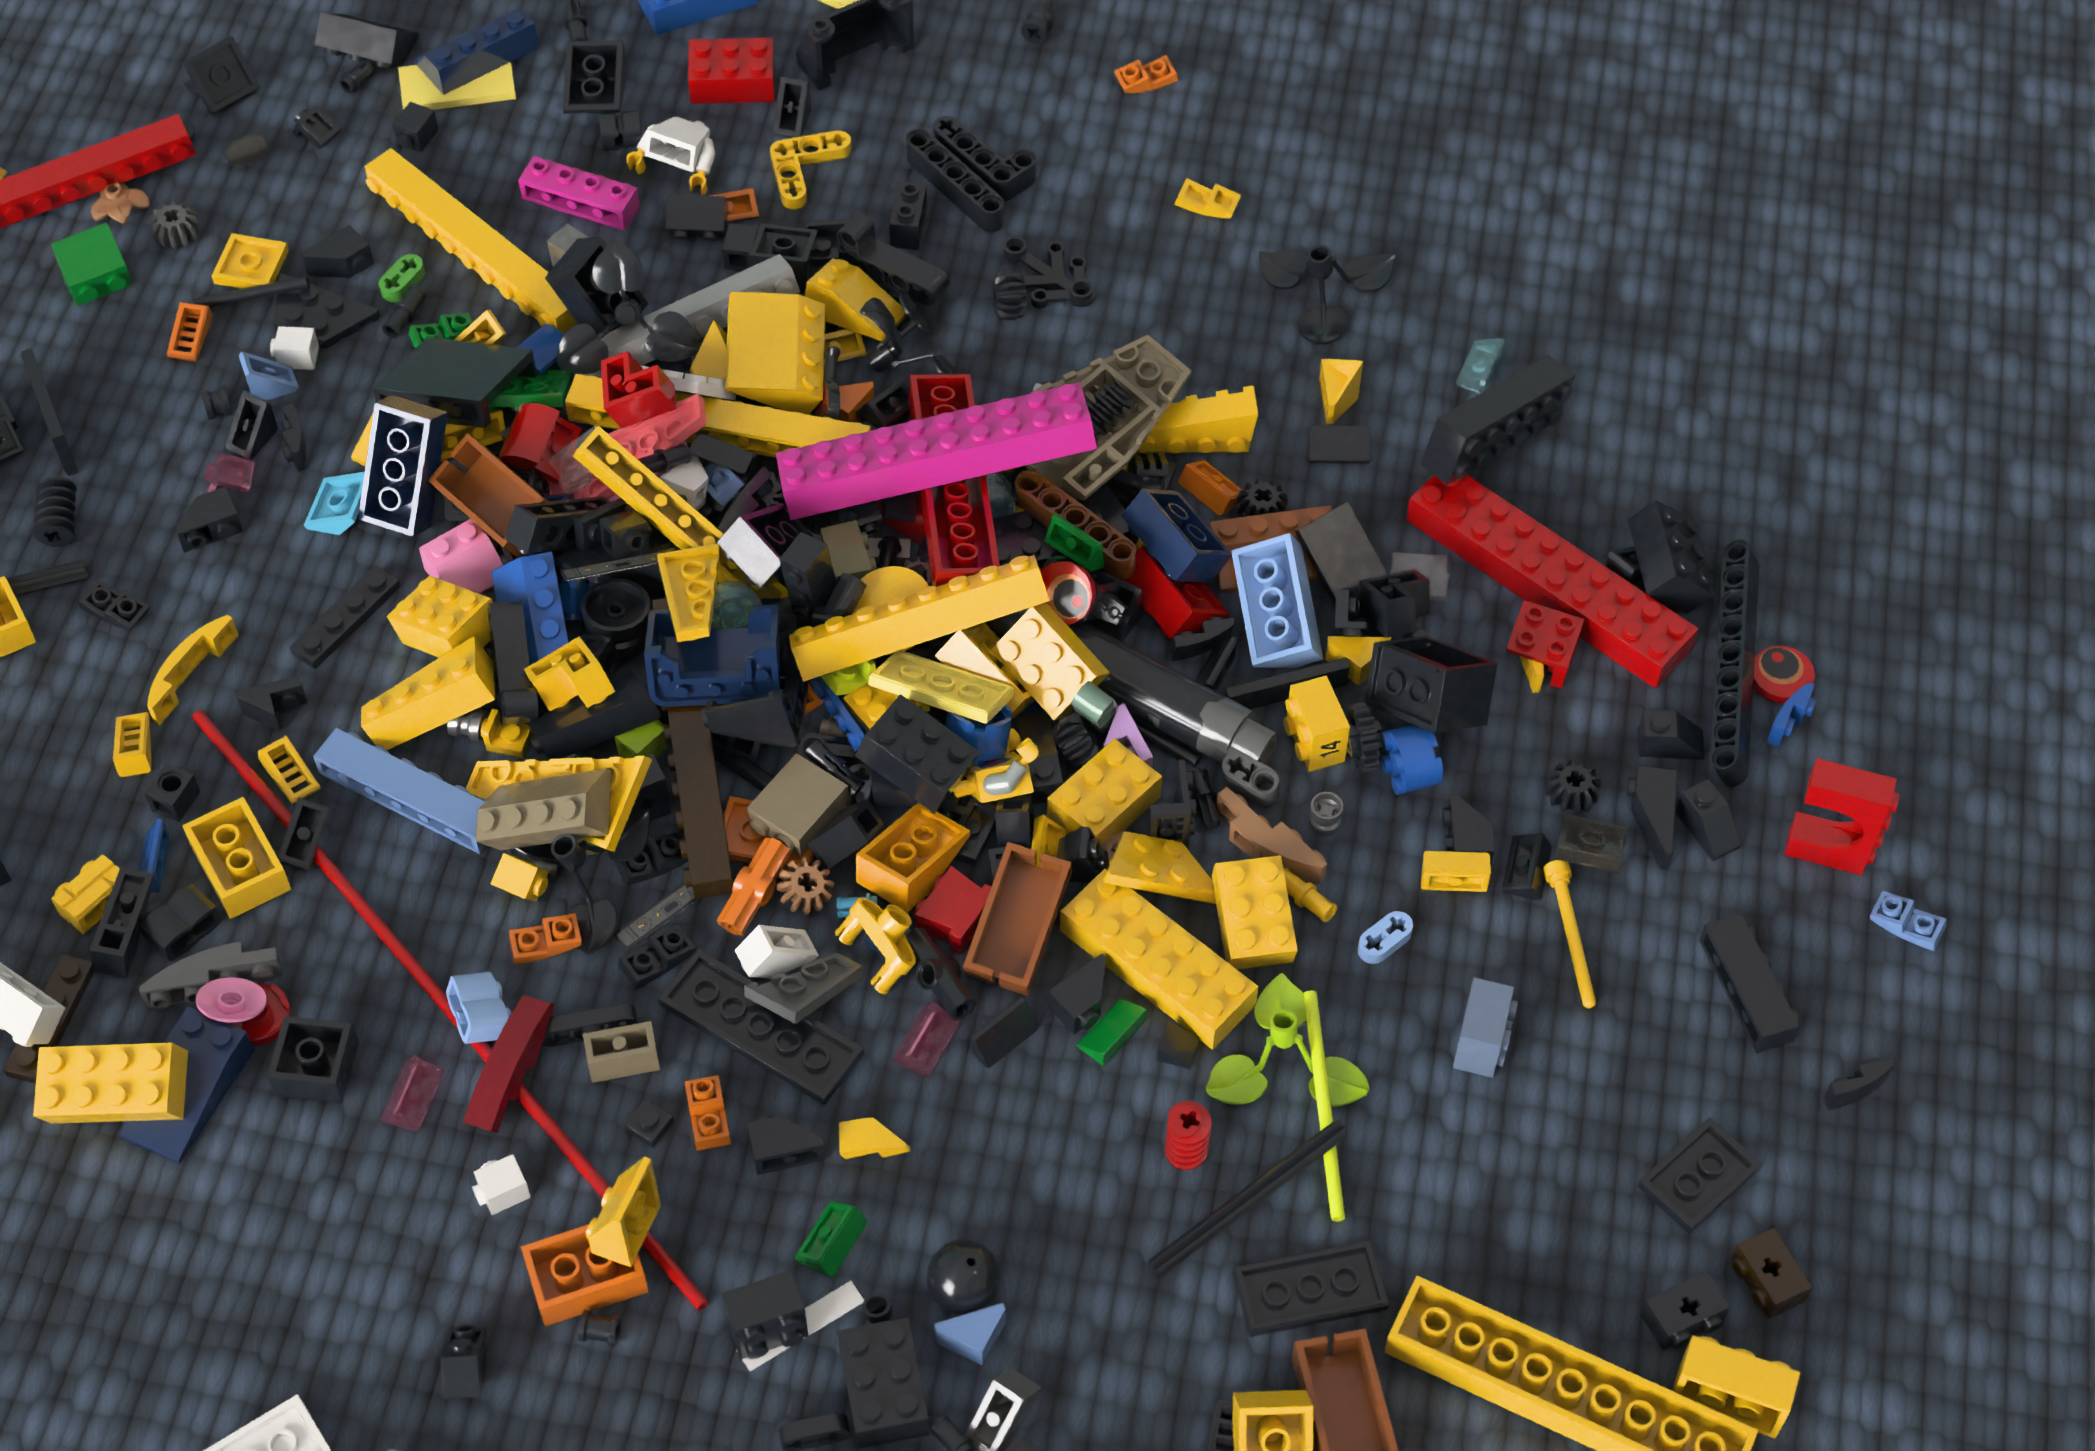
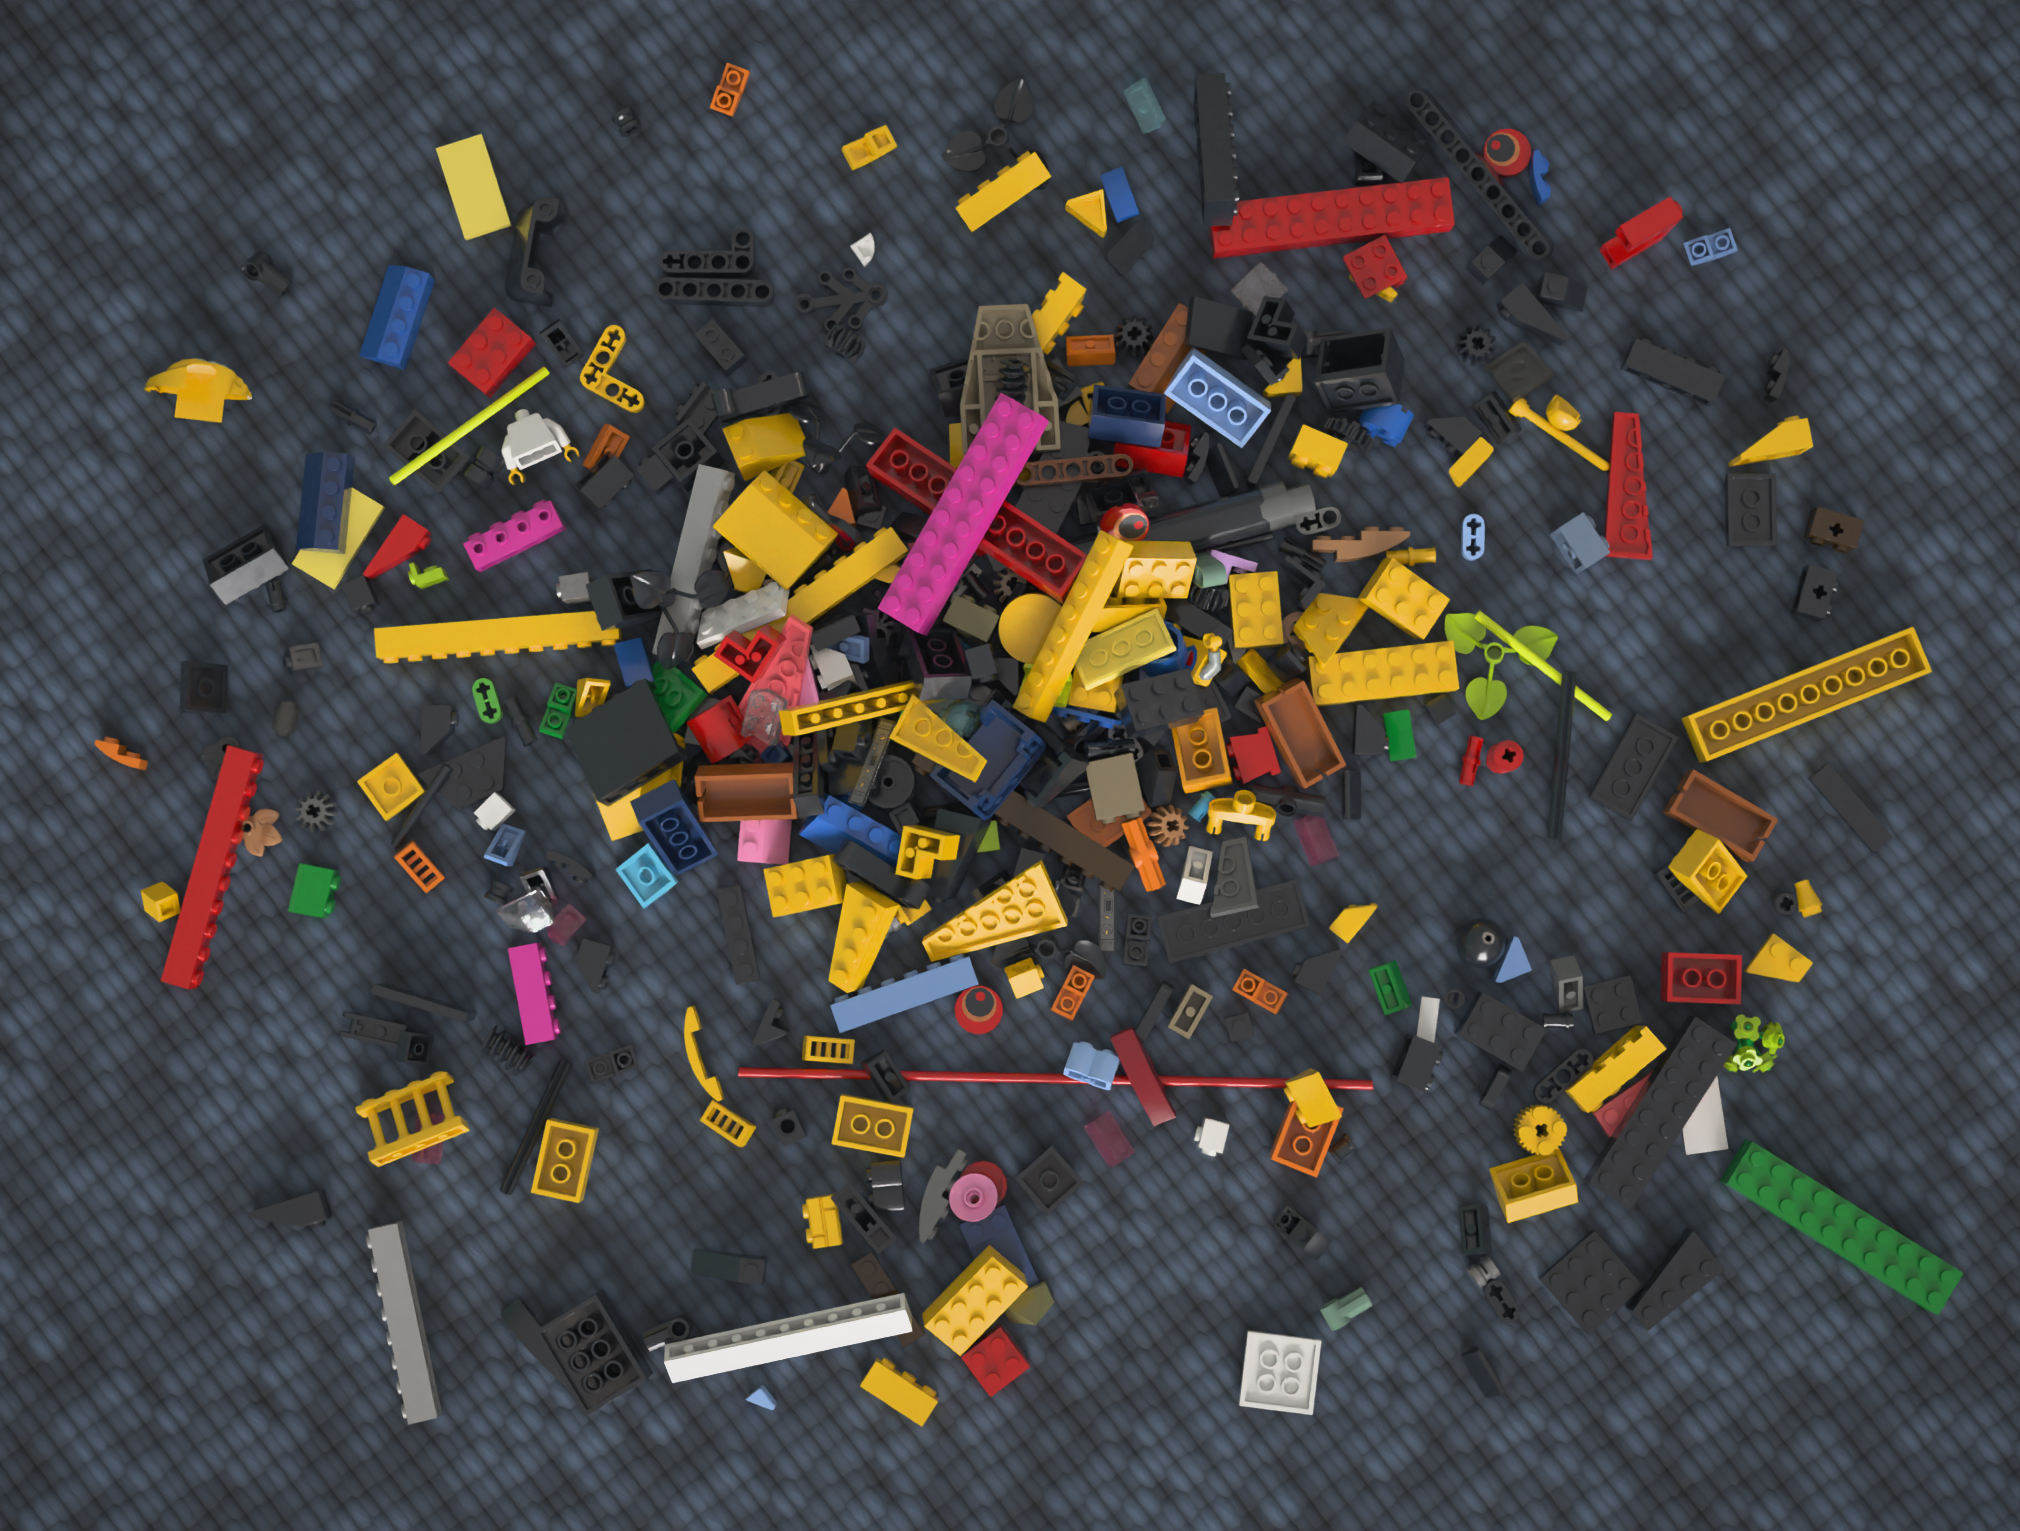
camera: 50 degrees left, 30 degrees up
(57, 1163) = (995, 1360): none -> red brick
(105, 60) = (117, 752): none -> orange slope
(134, 494) = (533, 993): none -> dark pink brick
(153, 1150) = (1030, 1305): none -> olive slope
(155, 852) = (824, 1170): blue slope -> none
(217, 432) = (528, 912): none -> clear slope
(450, 870) = (978, 1009): none -> tile
(479, 161) = (431, 576): none -> lime bracket
(487, 124) = (401, 544): none -> red slope
(544, 809) = (1008, 937): dark tan slope -> none
(646, 88) = (468, 426): none -> neon yellow piece
(663, 460) = (814, 675): black axle -> none
(841, 601) = (1012, 663): black piece -> none
(1075, 543) = (1089, 486): green slope -> none
(1114, 259) = (864, 249): none -> white tile
(1151, 1120) = (1471, 760): none -> red pin
(1278, 308) = (1002, 192): none -> yellow brick
(1325, 813) = (1374, 494): flat silver wheel -> none
(1377, 401) = (1119, 194): none -> blue slope
(1569, 1053) = (1626, 499): none -> red wing
(1594, 913) = (1562, 414): none -> yellow hair
(1737, 1384) = (1877, 611): yellow brick -> none
(1784, 1128) = (1786, 440): none -> yellow slope

